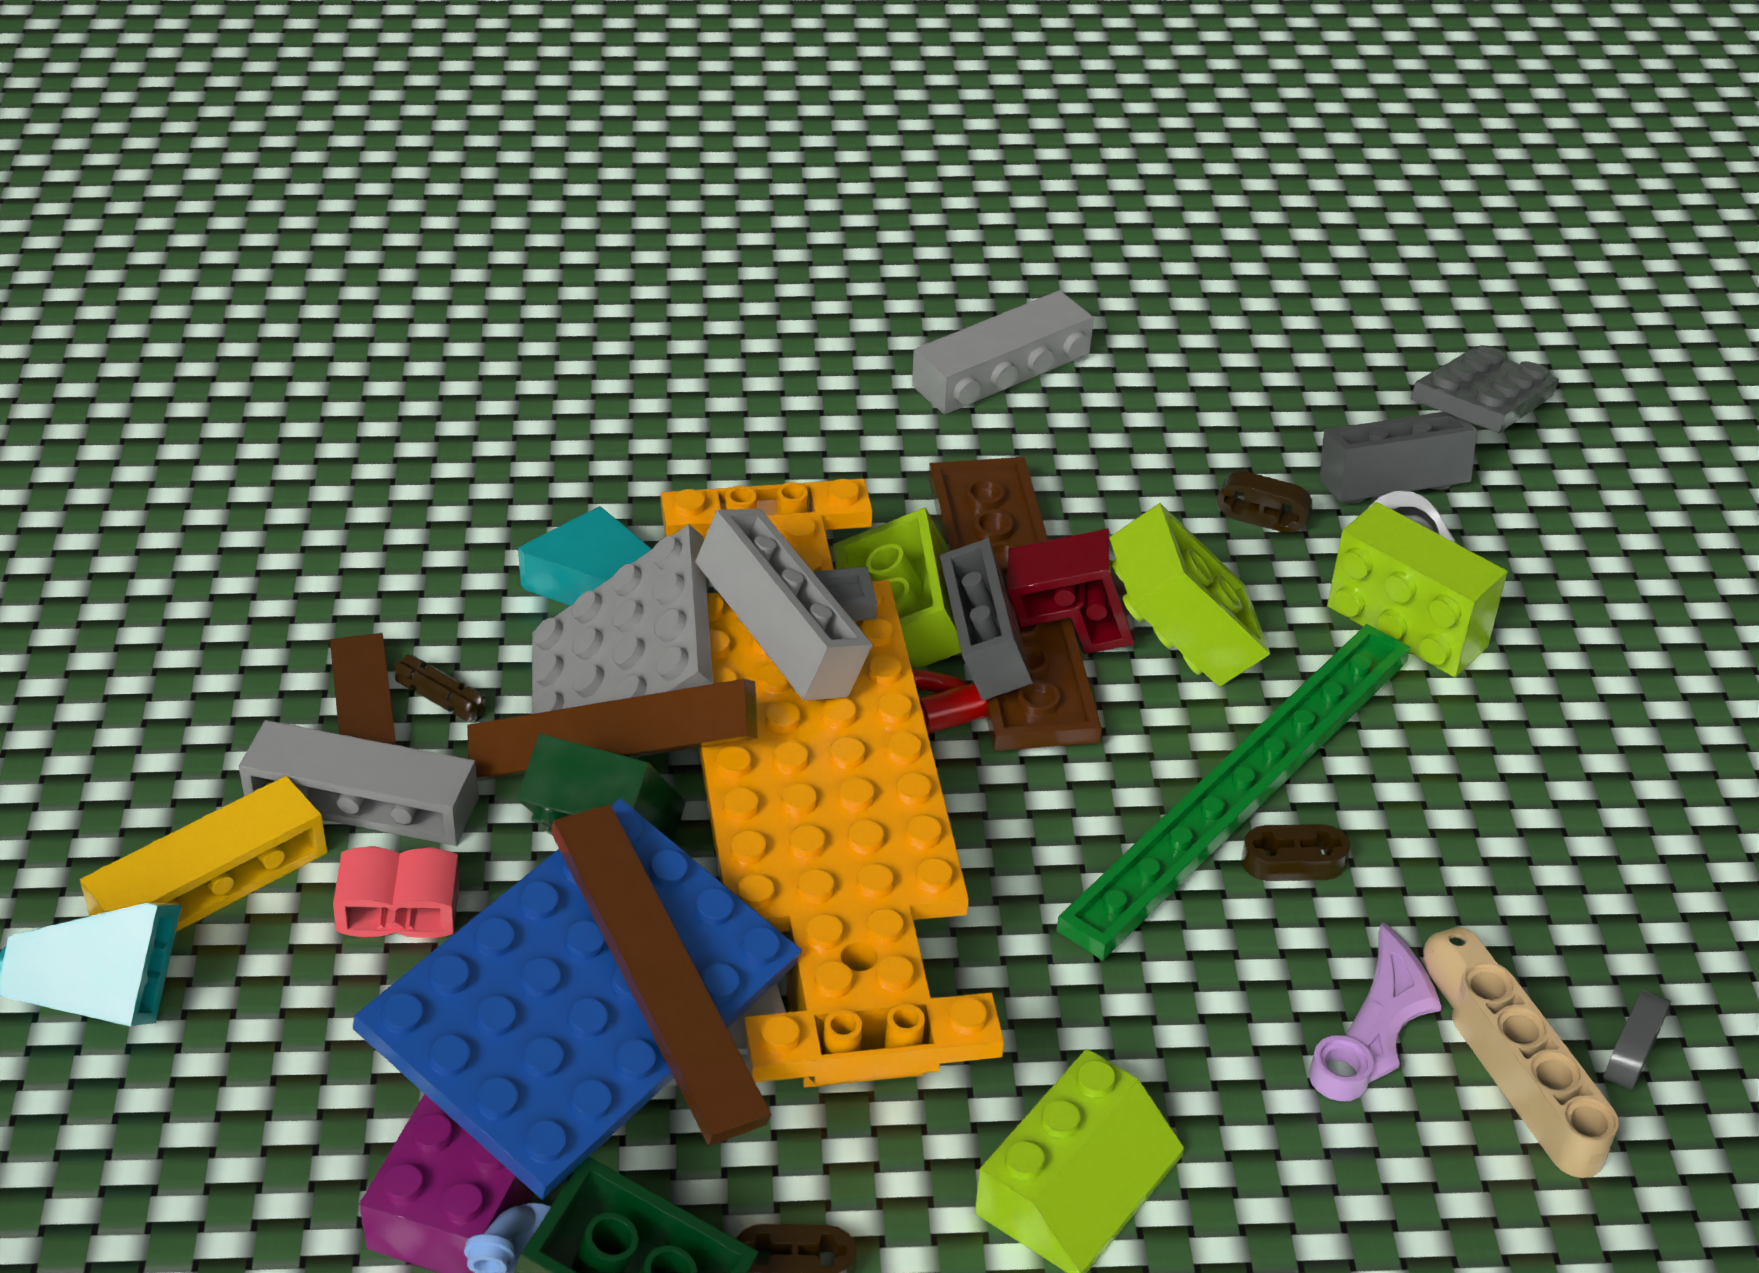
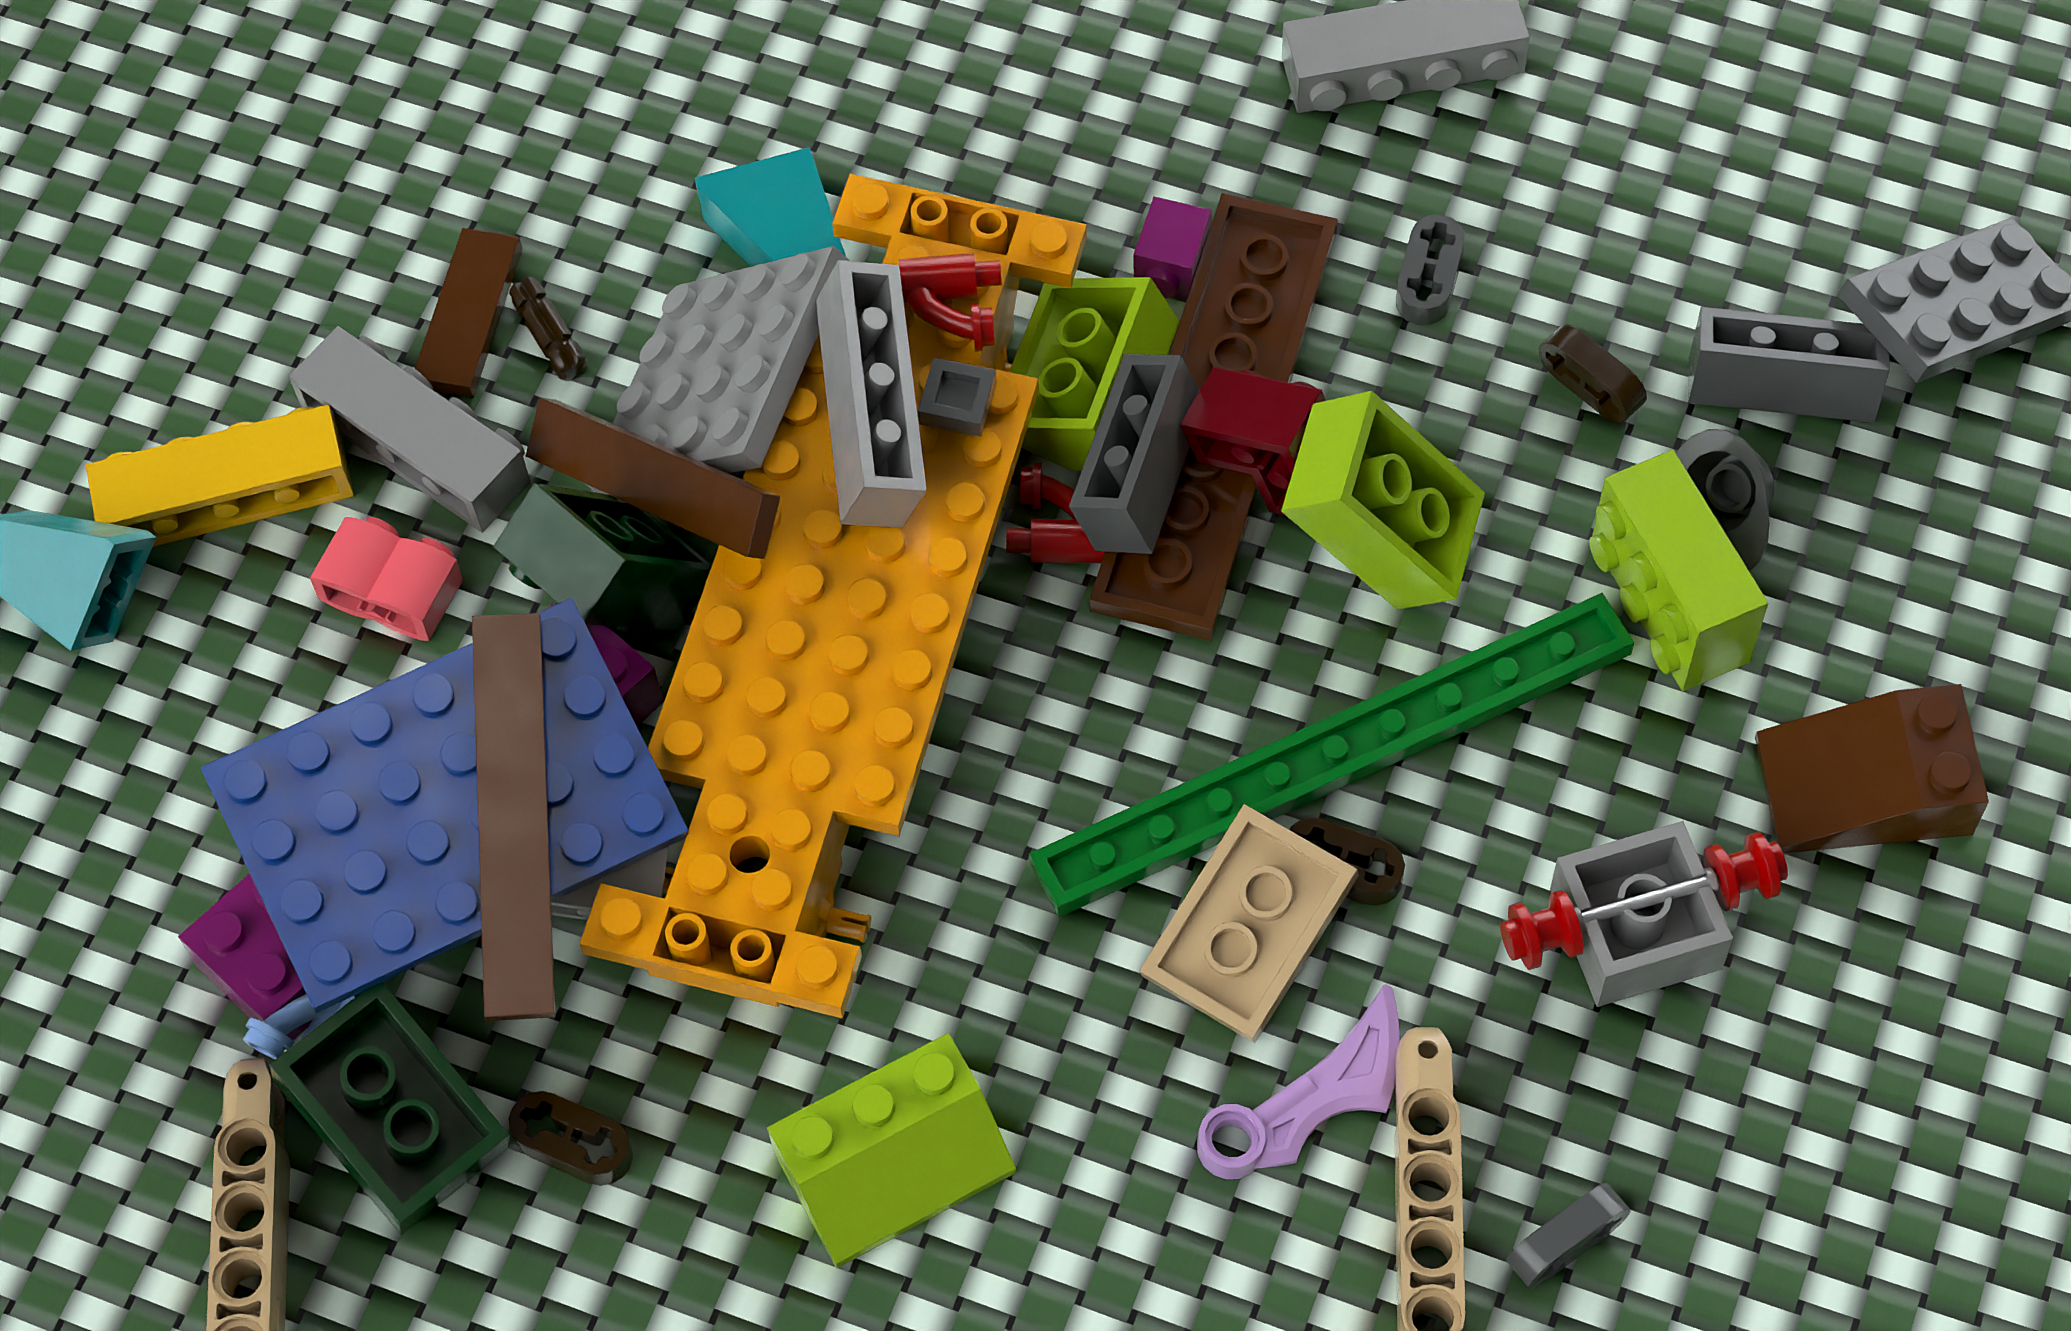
camera: 30 degrees right, 20 degrees up
(802, 522) = (951, 277): none -> red plant
(911, 491) = (1171, 245): none -> magenta brick
(1112, 473) = (1418, 266): none -> dark grey beam
(1260, 909) = (1249, 923): none -> tan plate
(1546, 800) = (1644, 909): none -> light grey brick
(1629, 677) = (1874, 772): none -> reddish brown slope

